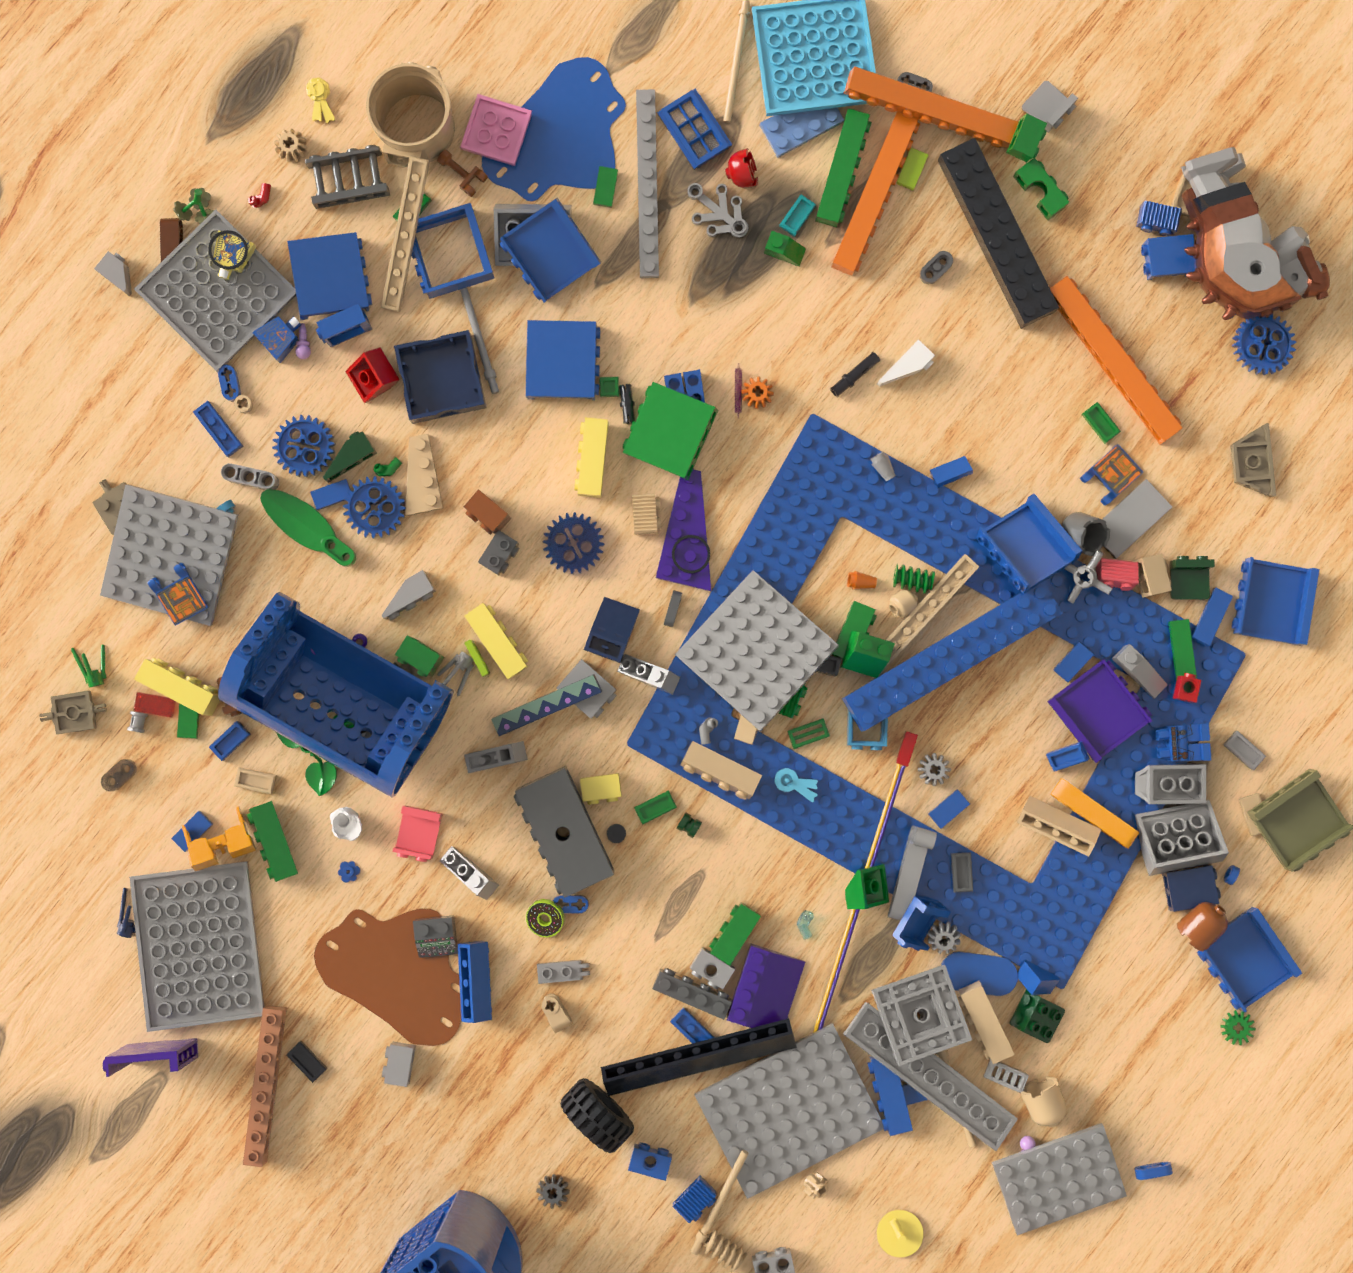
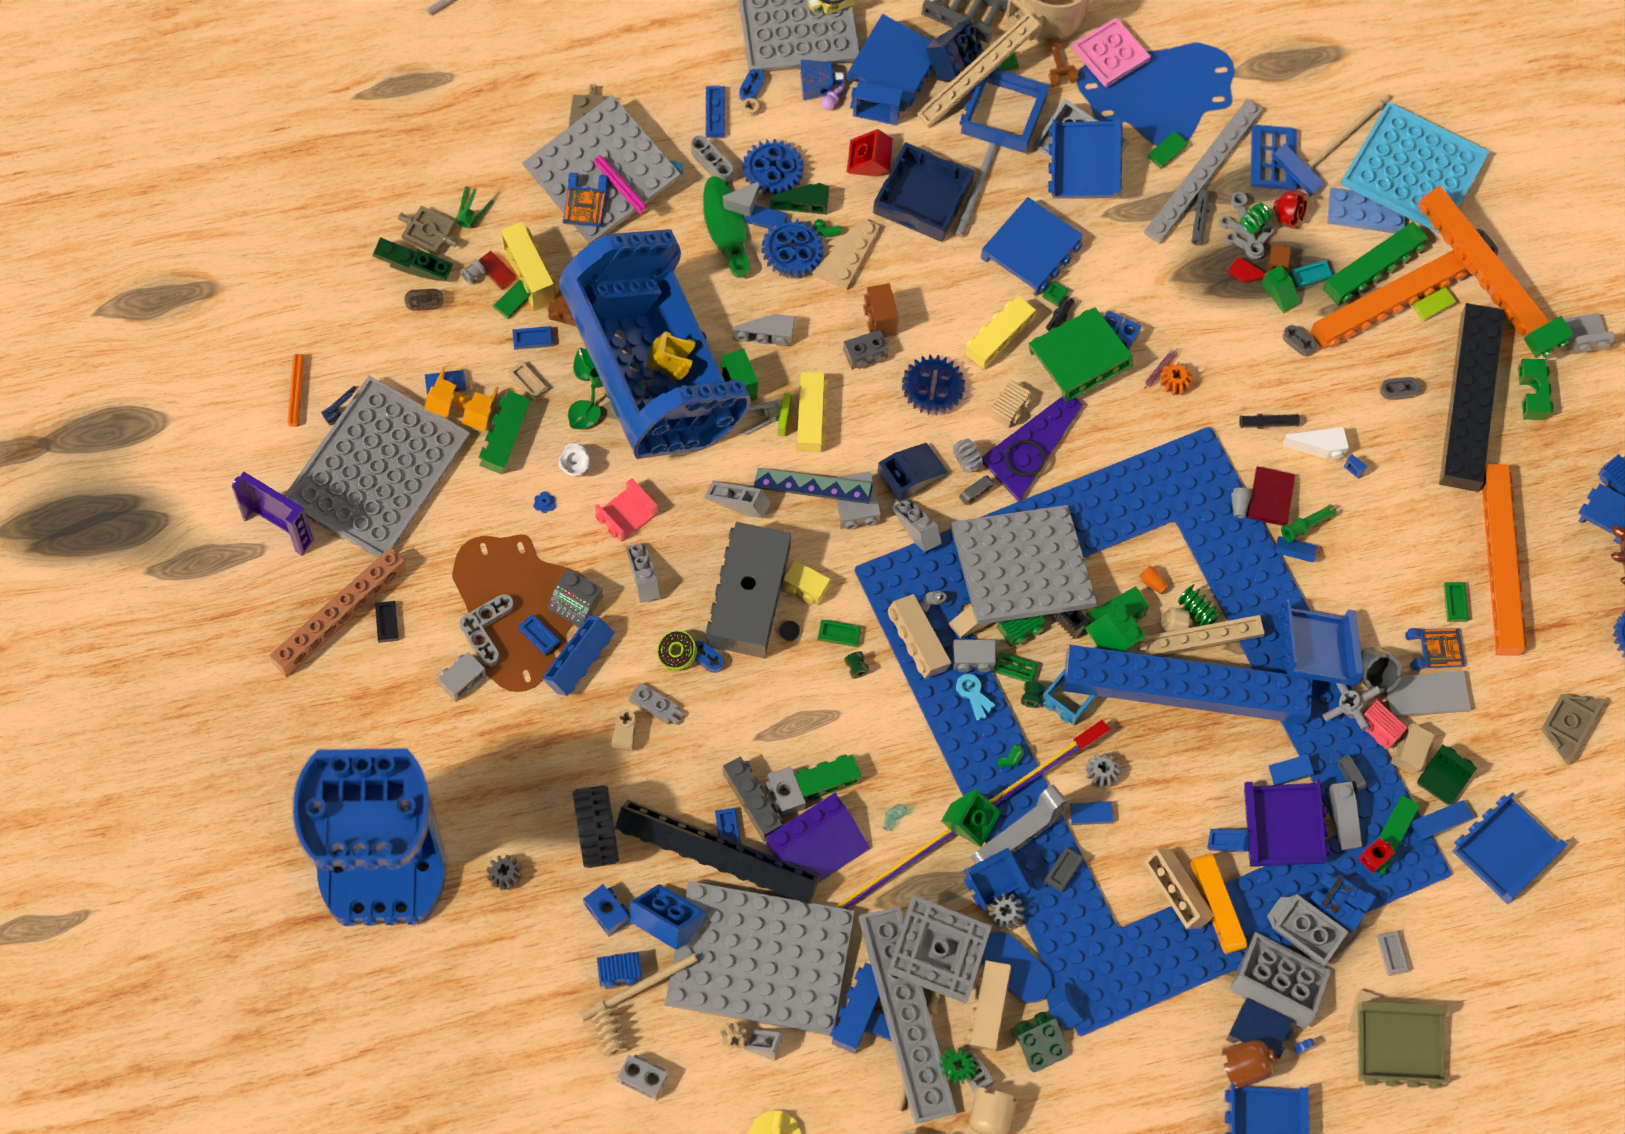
camera: 30 degrees right, 20 degrees down
(81, 927) = (295, 390): none -> orange axle
(82, 749) = (412, 262): none -> dark green slope
(195, 561) = (620, 184): none -> dark pink axle
(303, 496) = (742, 200): none -> light grey slope
(342, 694) = (668, 356): none -> yellow piece
(371, 228) = (954, 50): none -> dark blue slope
(378, 1010) = (479, 623): none -> light grey beam
(430, 984) = (539, 635): none -> blue tile
(645, 586) = (967, 455): none -> light grey gear
(665, 210) = (1203, 198): none -> dark grey pin
(700, 1136) = (666, 916): none -> blue slope
(722, 127) = (1297, 169): none -> blue tile
(723, 201) = (1256, 218): none -> green gear
(745, 252) = (1245, 271): none -> red tile
(763, 222) = (1278, 255): none -> dark orange brick
(773, 752) = (973, 655): none -> light grey brick
(828, 288) = (1299, 340): none -> dark grey beam
(838, 748) = (1031, 697): none -> dark green wheel
(841, 1173) = (764, 1043): none -> light grey slope
(862, 812) = (1013, 757): none -> green arm
(901, 440) = (1271, 496): none -> dark red tile
(943, 449) = (1302, 526): none -> green pin
(949, 365) = (1355, 466): none -> blue tile
(987, 1080) = (950, 1067): none -> green gear
(1121, 632) = (1351, 773): none -> dark grey beam

